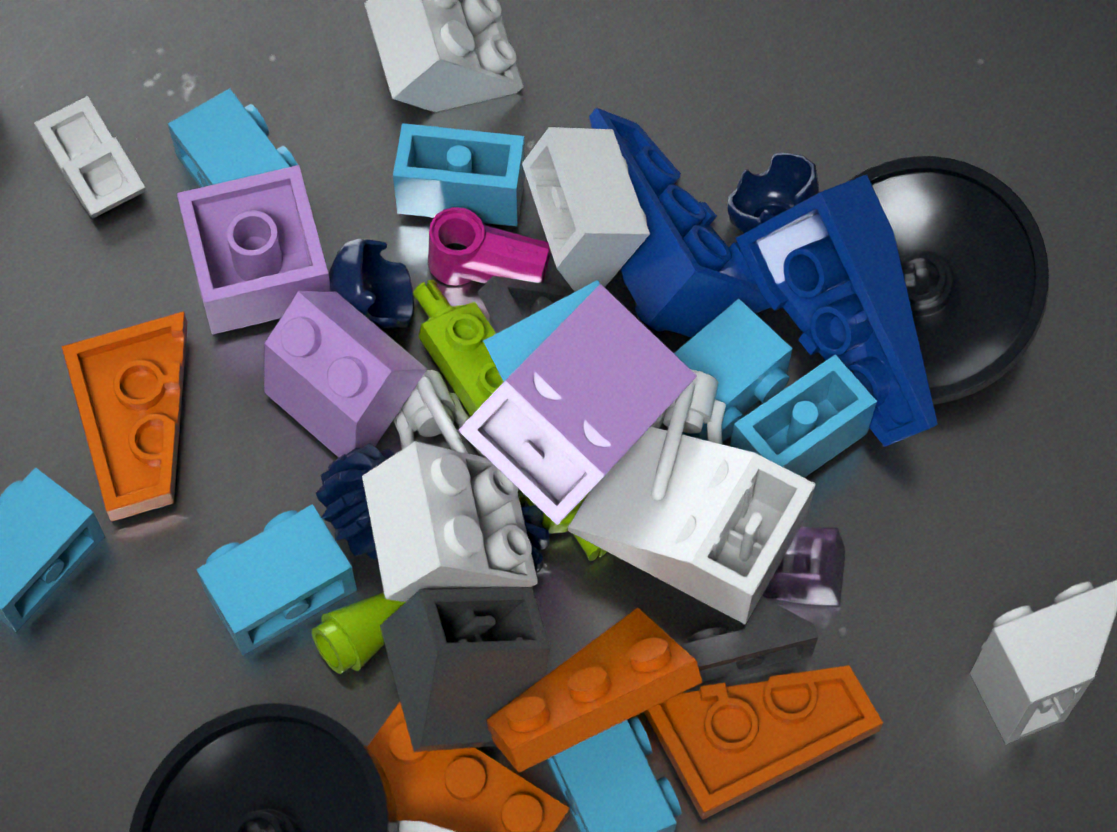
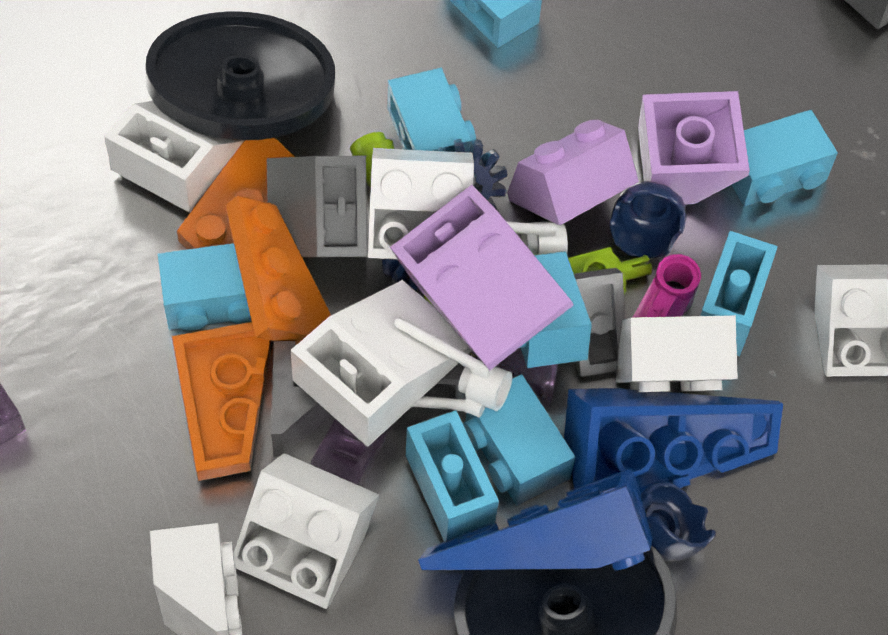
camera: 100 degrees right, 5 degrees down
(89, 157) = (805, 80): white slope -> none
(131, 410) = (582, 66): orange wing -> none
(908, 580) = (303, 529): none -> white slope

